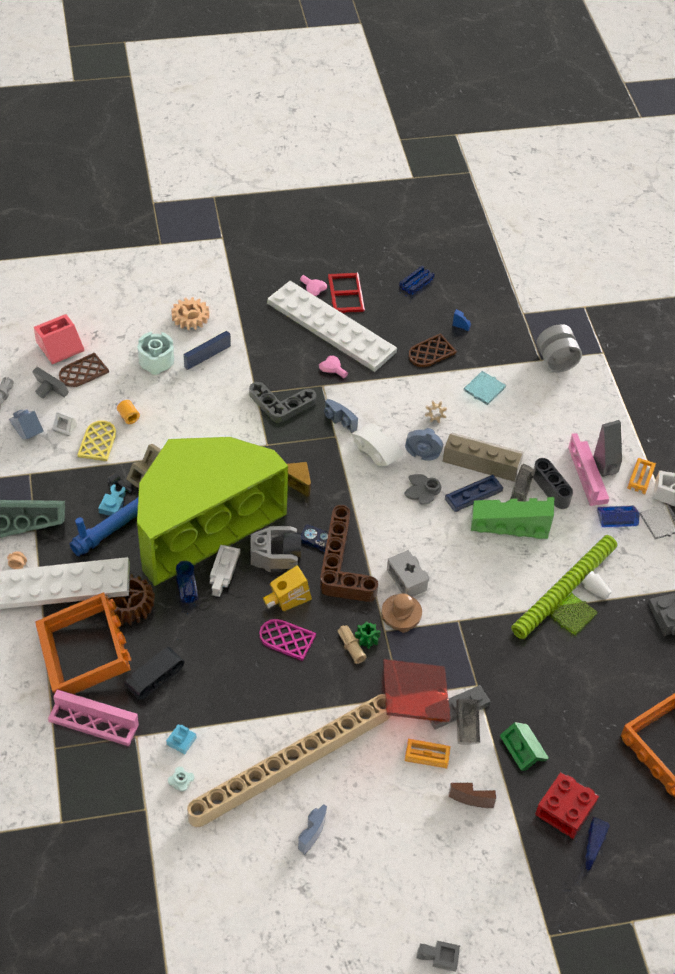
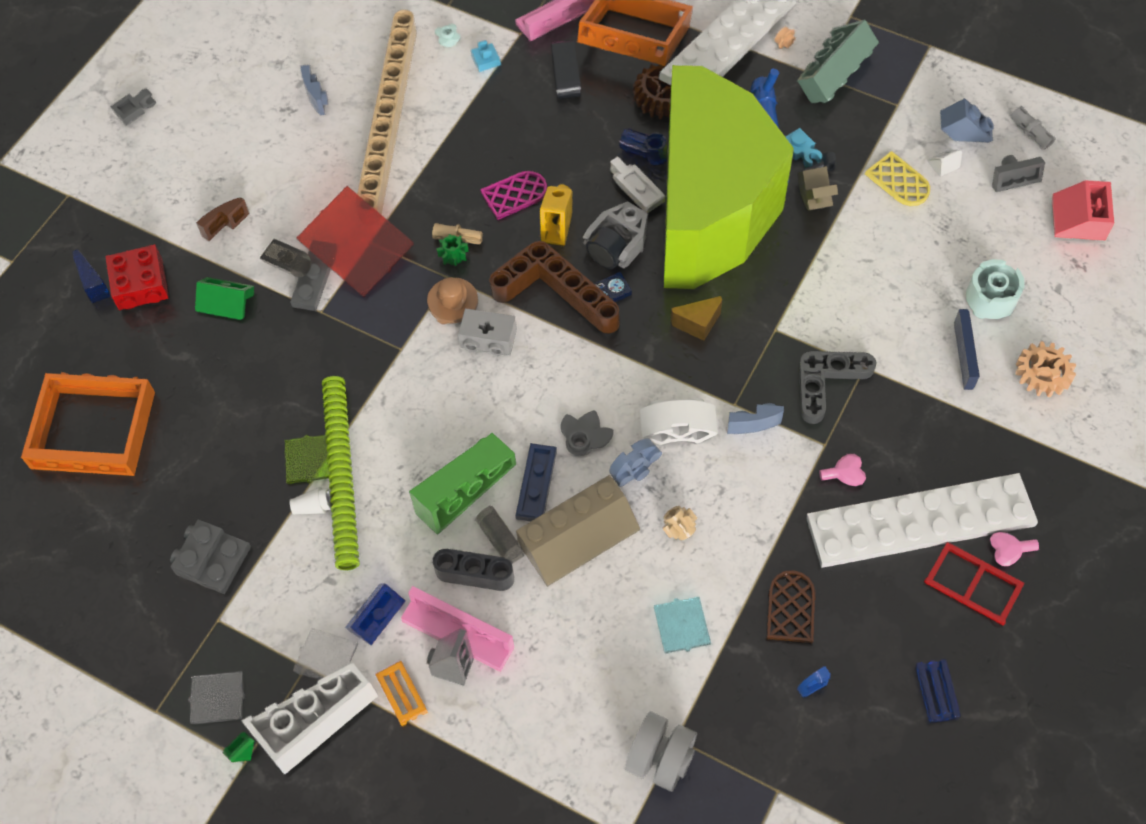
camera: 135 degrees right, 10 degrees up
(85, 380) = (1039, 215): reddish brown window -> none
(128, 411) = (919, 220): light orange gear -> none
(427, 757) = (298, 222): light orange tile -> none

